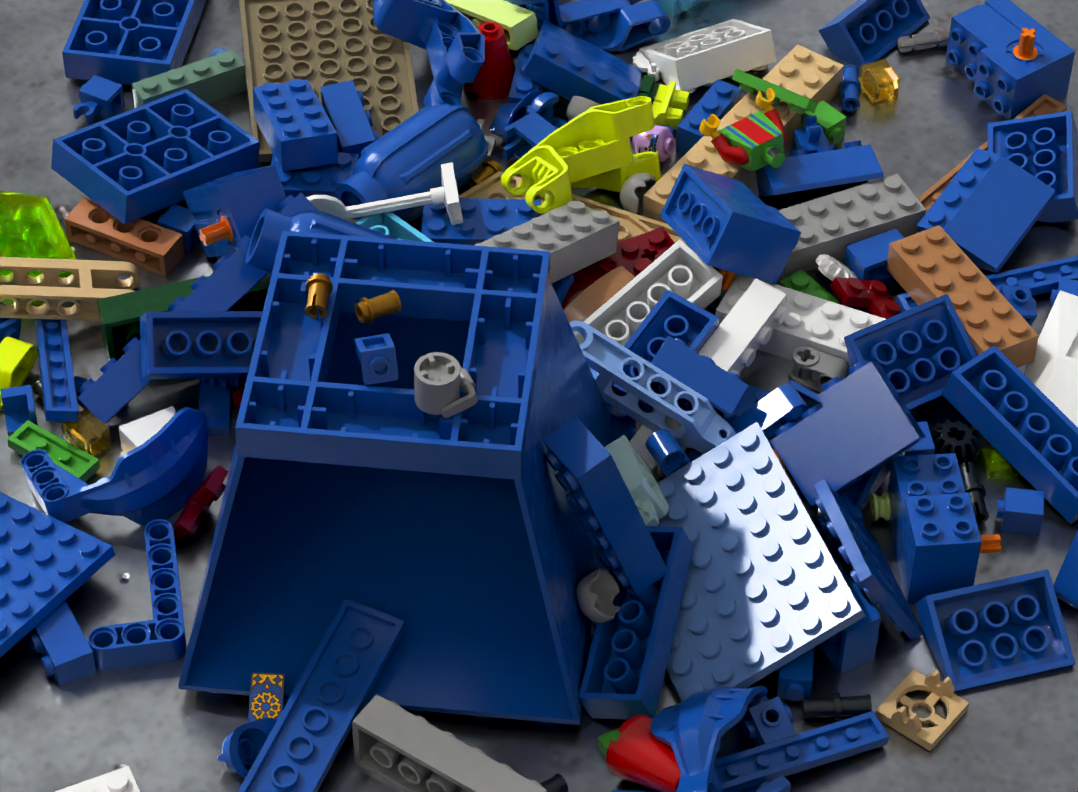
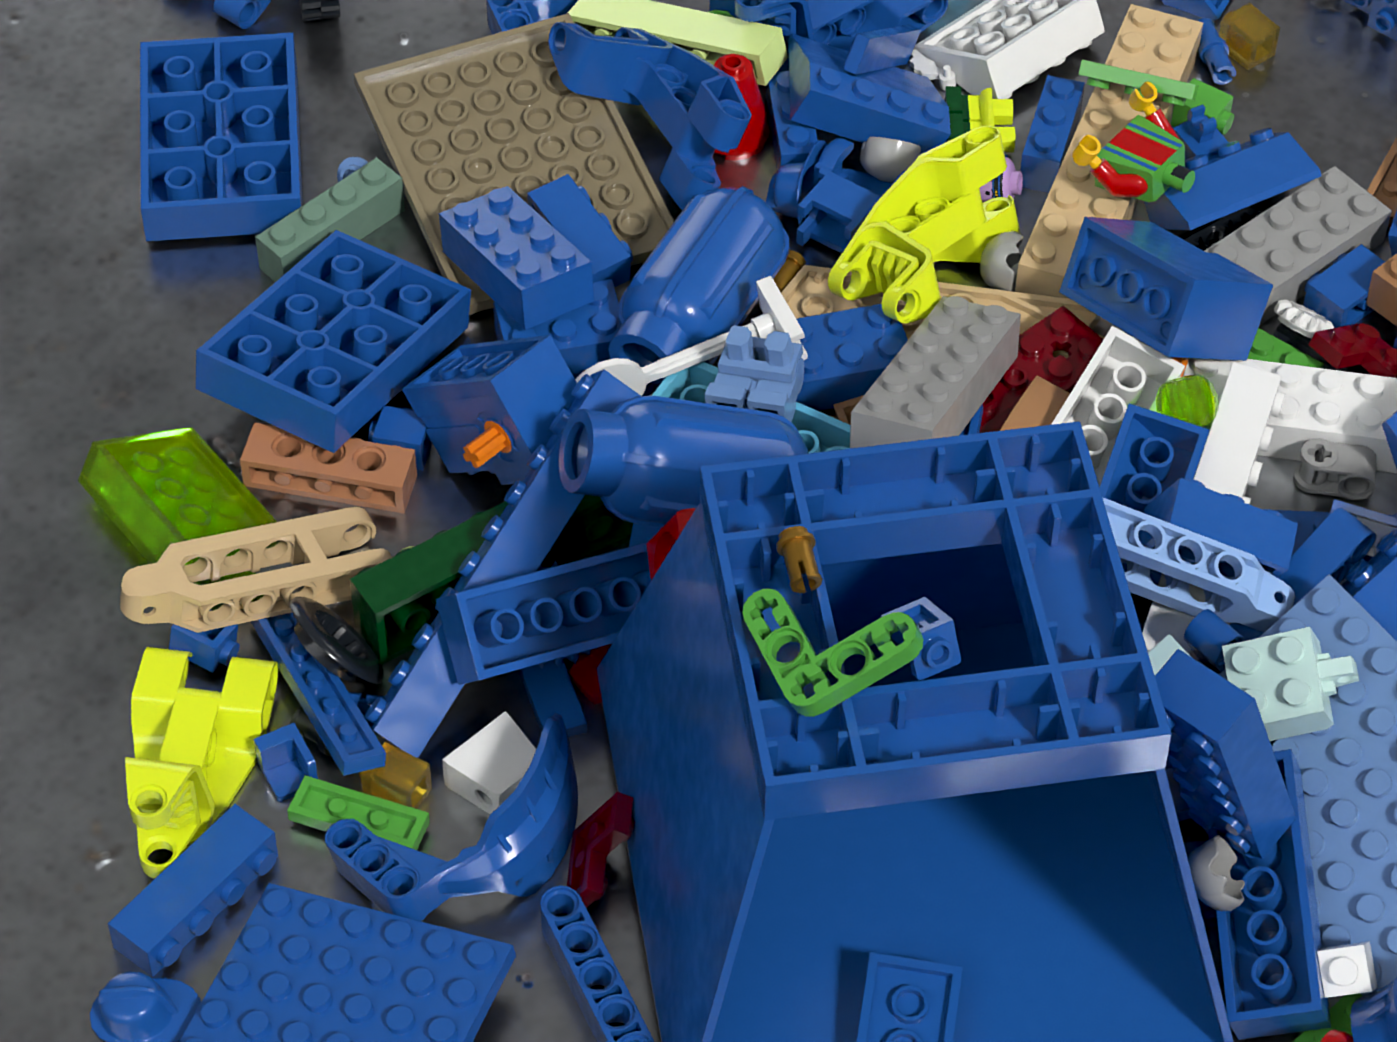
camera: 15 degrees left, 5 degrees up
(77, 339) = (334, 642): none -> black wheel
(99, 99) = (211, 266): blue brick -> none
(286, 369) = (811, 668): none -> bright green beam
(370, 309) = (881, 565): pearl gold pin -> none
(418, 218) = (758, 373): none -> medium blue hips
(439, 384) = (1029, 662): light grey piece -> none
(604, 40) = (881, 49): none -> blue tile
(674, 681) = (1347, 969): none -> white brick
(695, 487) = (1289, 680): none -> light aqua hinge
(714, 296) = (1188, 399): none -> clear neon green piece

